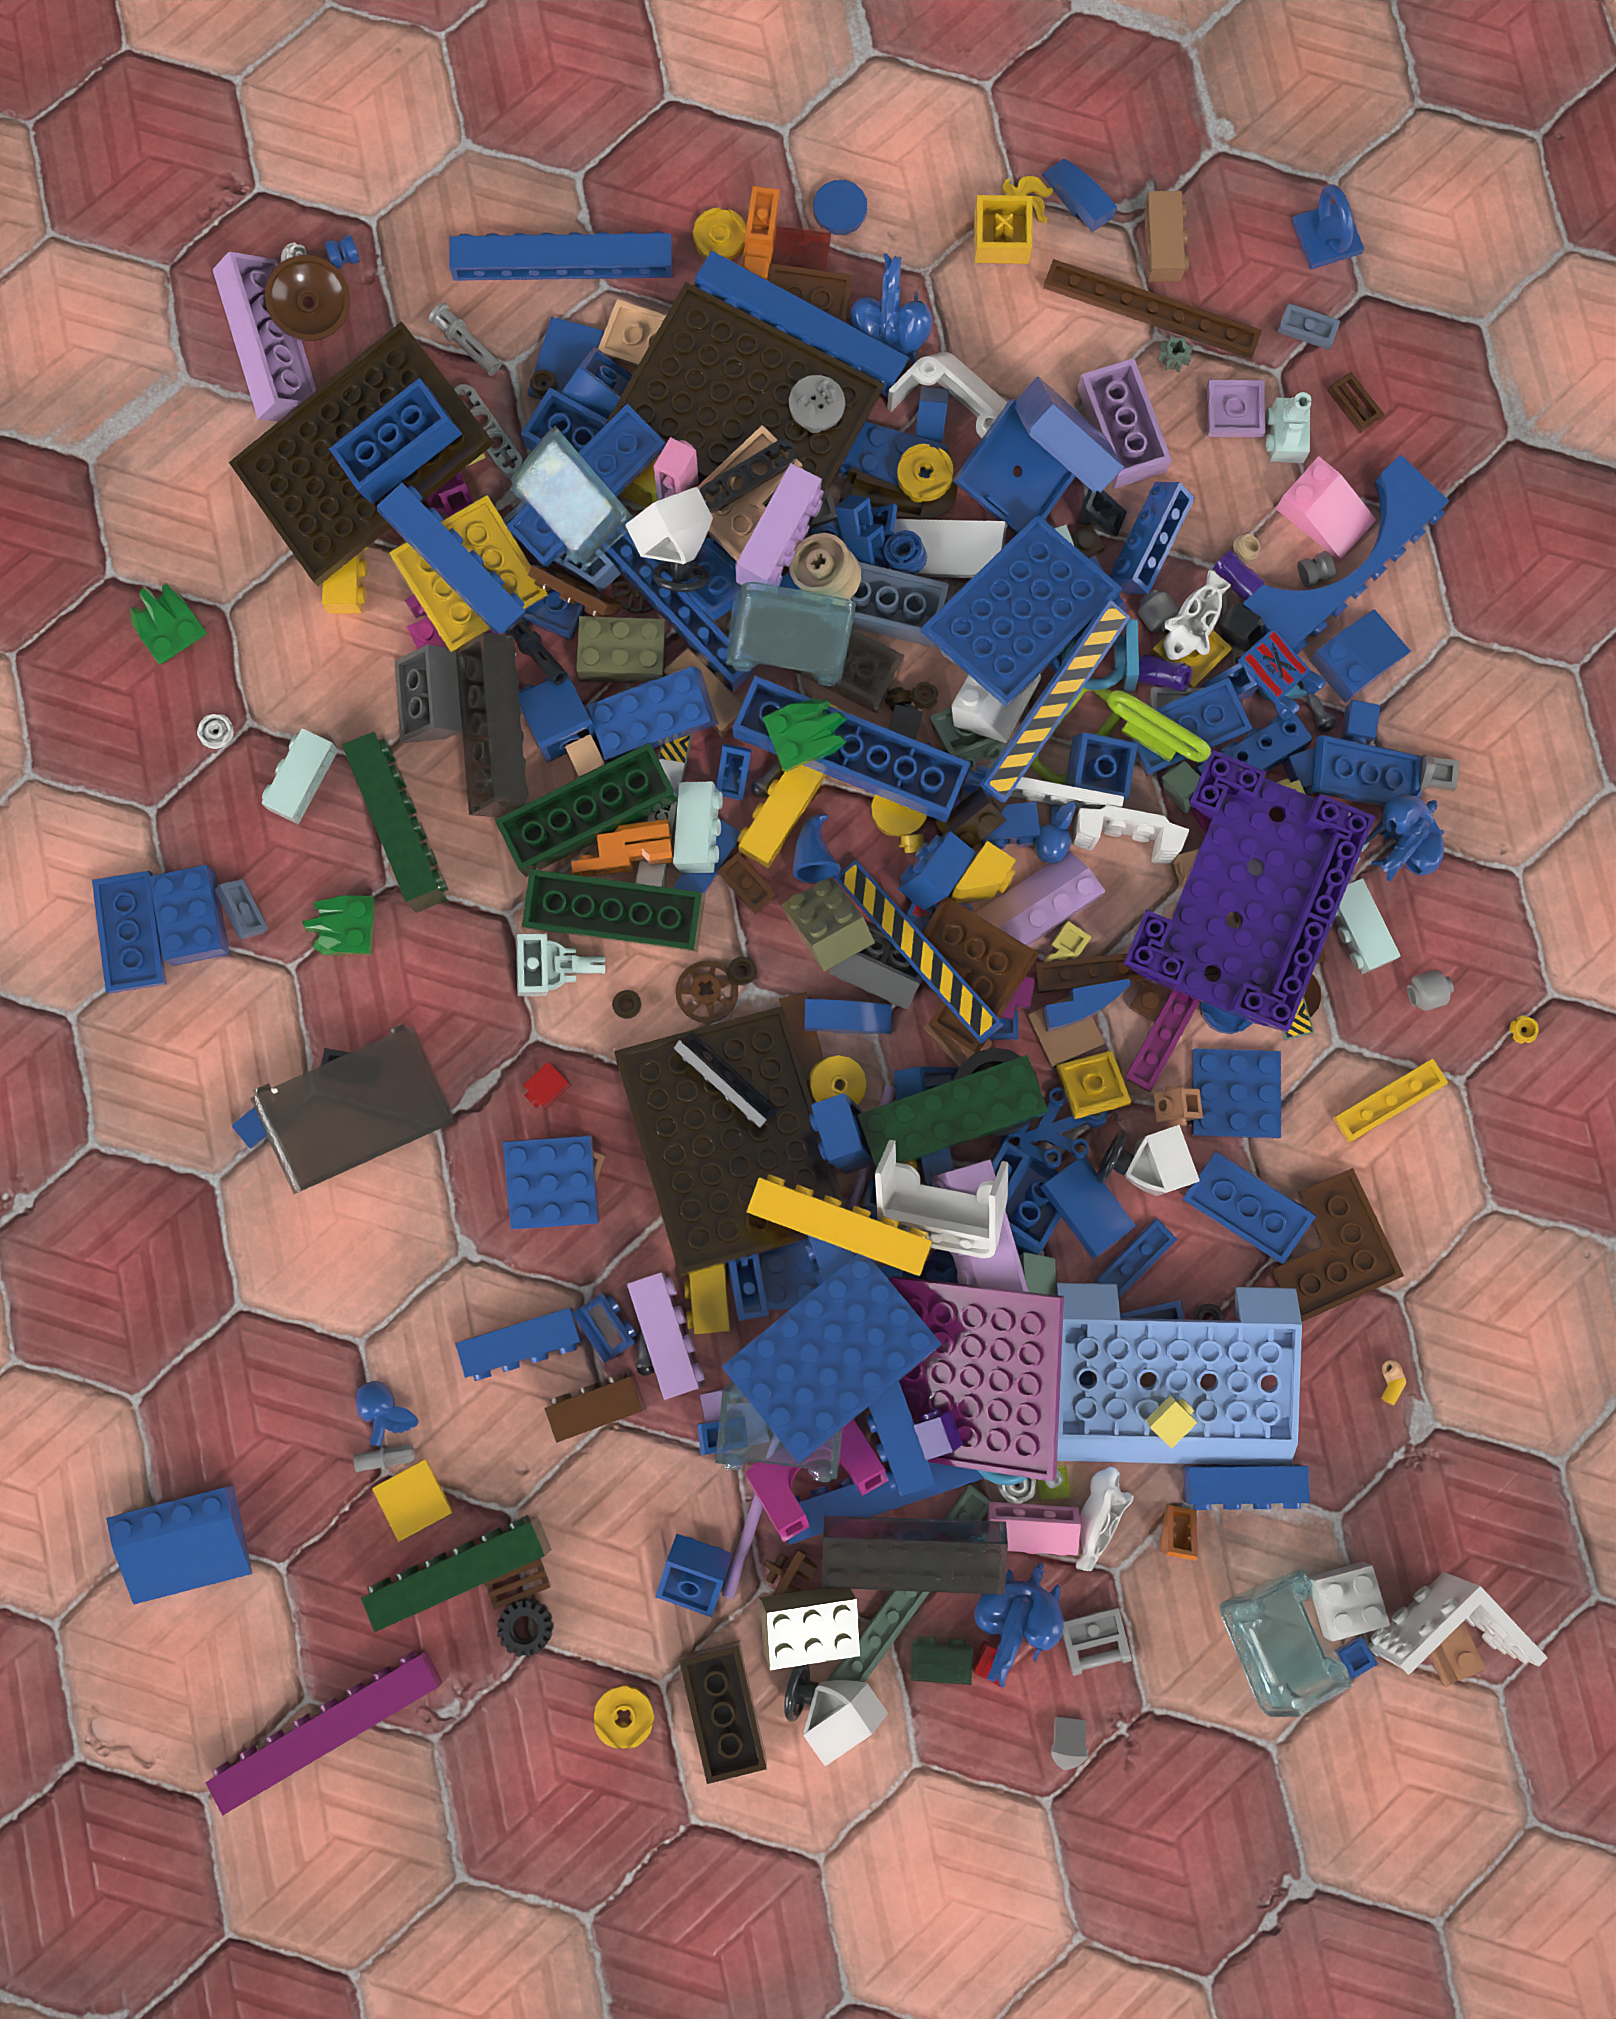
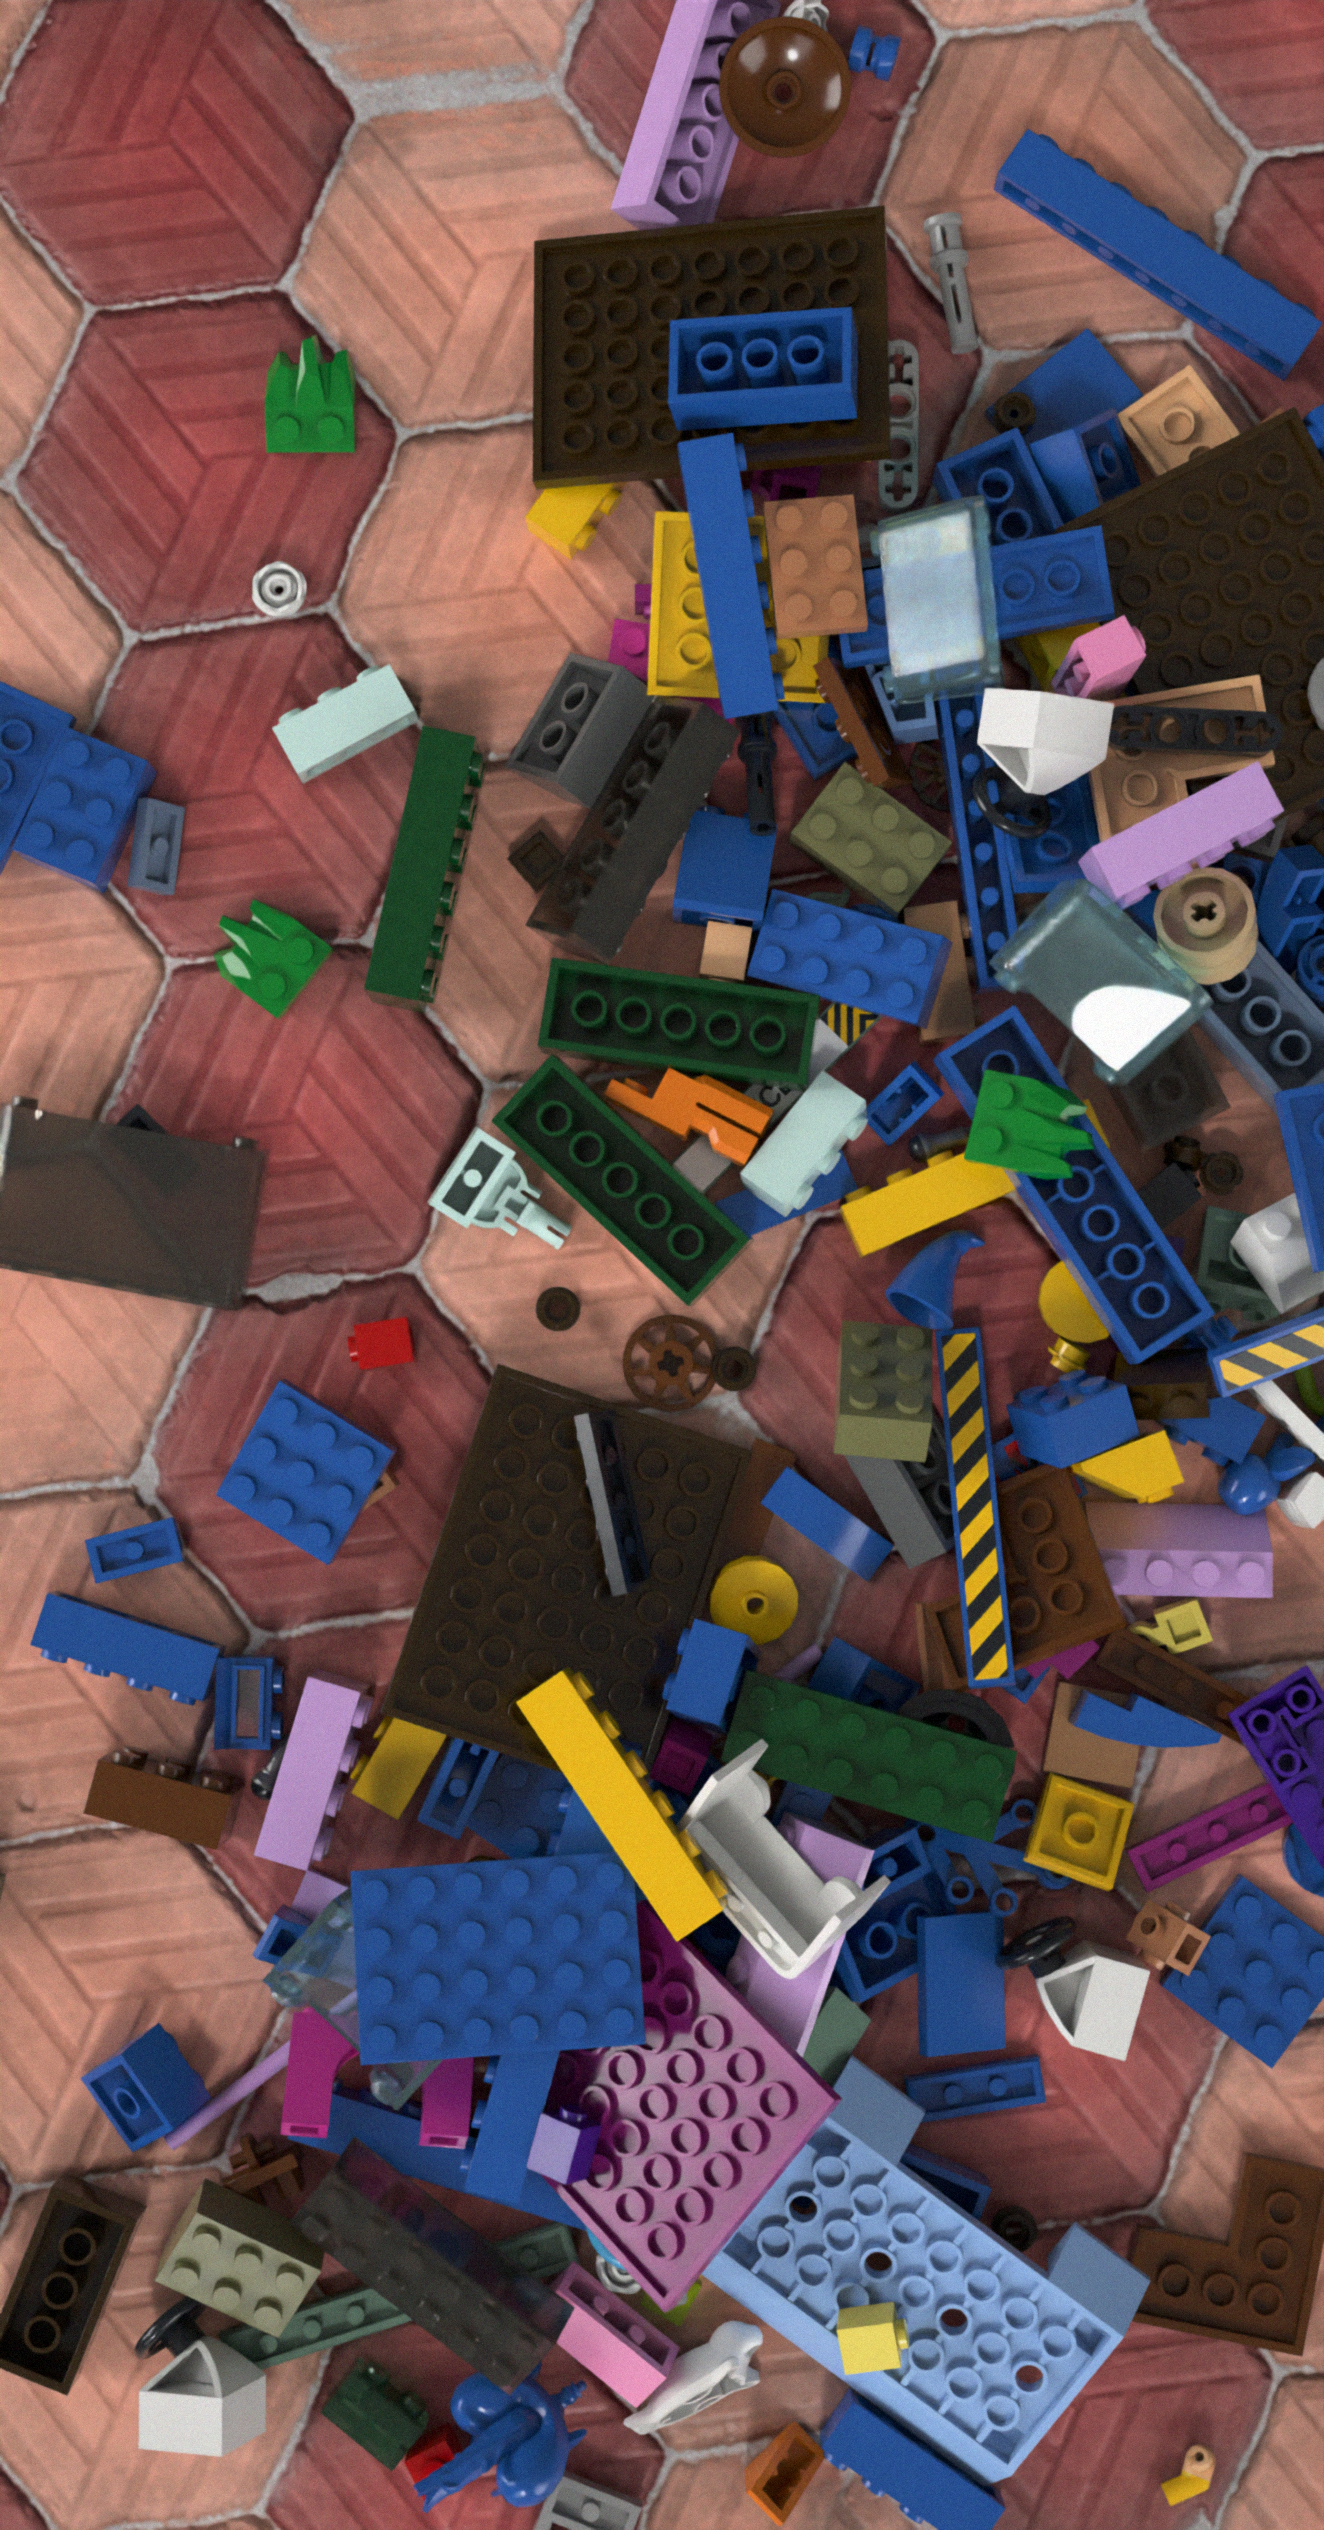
camera: 40 degrees right, 5 degrees up
(452, 780) = (536, 861): none -> dark brown tile
(487, 1289) = (135, 1550): none -> blue plate
(493, 524) = (815, 566): none -> nougat plate
(746, 884) = (818, 1260): reddish brown plate -> none
(856, 1190) = (681, 1756): none -> dark pink panel
(1148, 1001) = (1227, 1773): reddish brown plate -> none
(1249, 1207) = (1167, 2130): blue plate -> none

